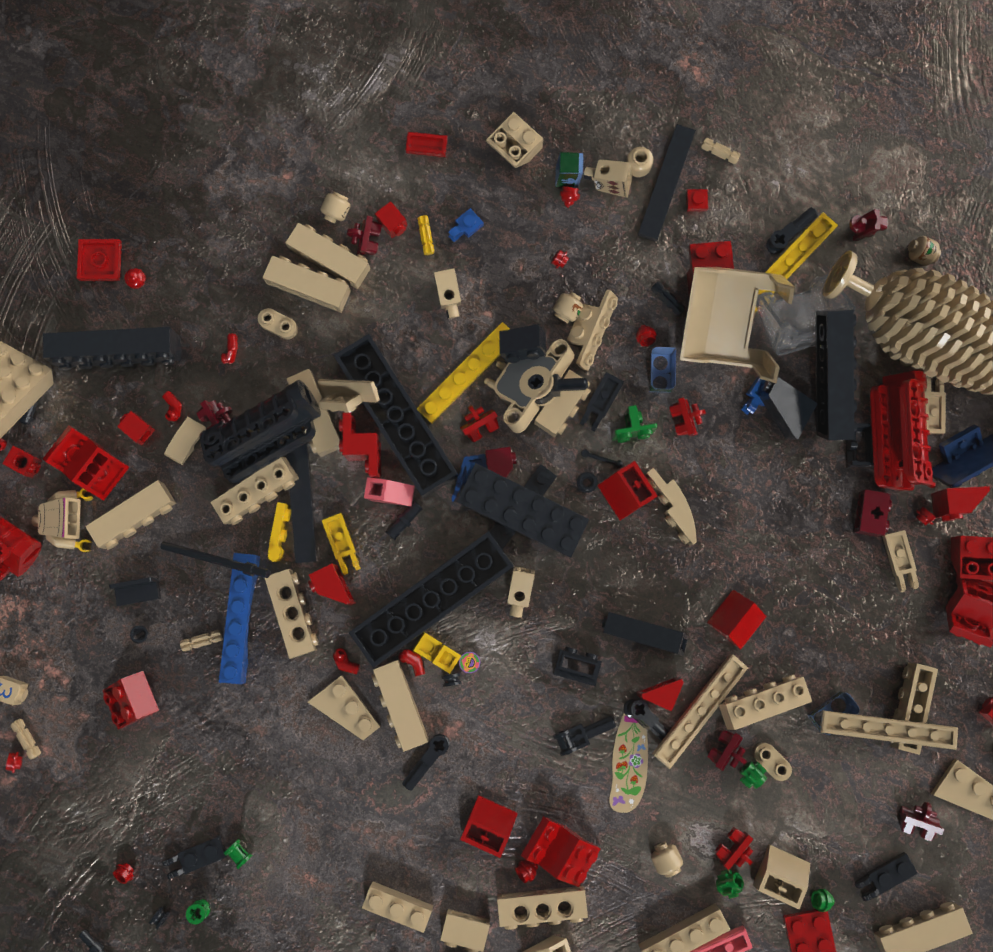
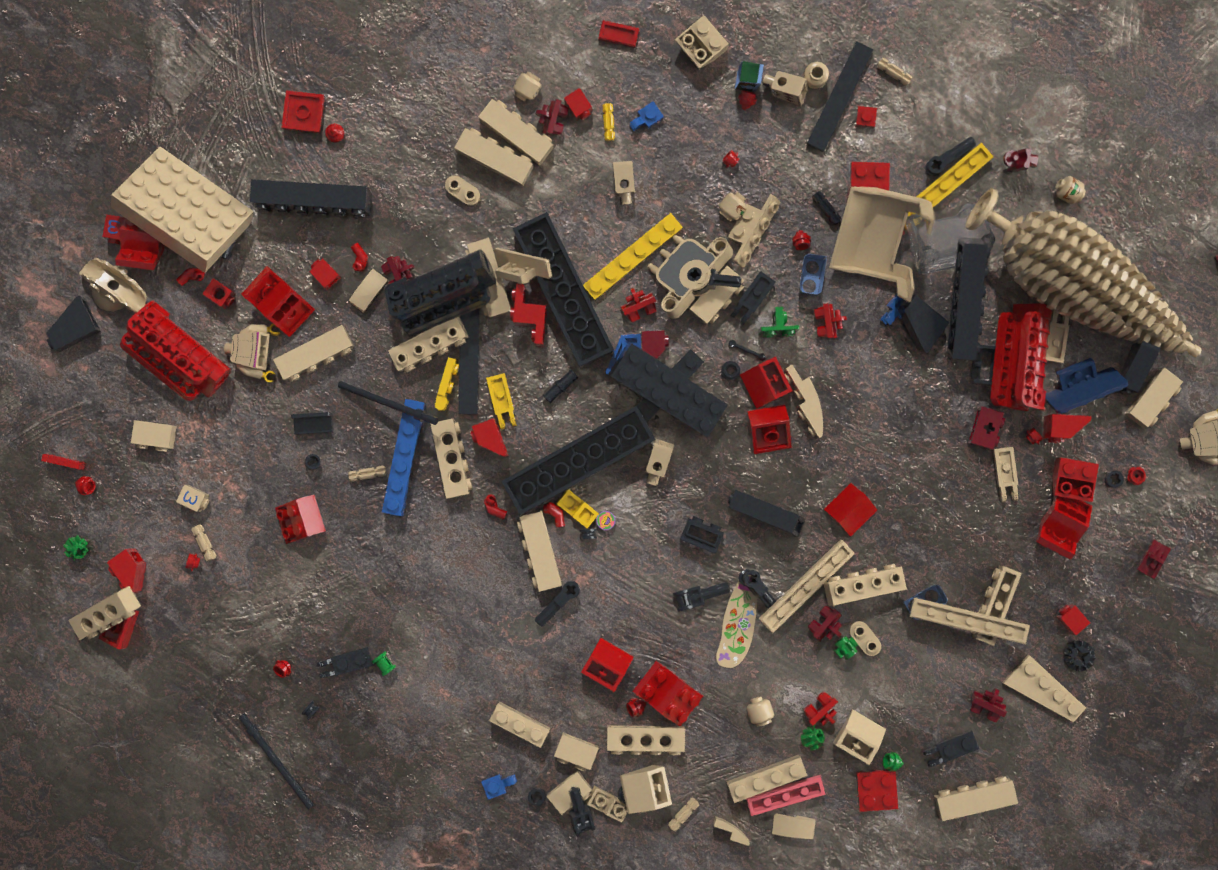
camera: 10 degrees right, 5 degrees up
(192, 909) = (338, 709): green bush -> none
(232, 347) = (419, 209): red arm -> none
(345, 708) = (491, 548): tan wing -> none
(389, 492) = (550, 359): coral slope -> none
(522, 343) = (686, 237): black brick -> none
(637, 541) = (769, 429): none -> red slope
(664, 693) = (775, 567): red slope -> none

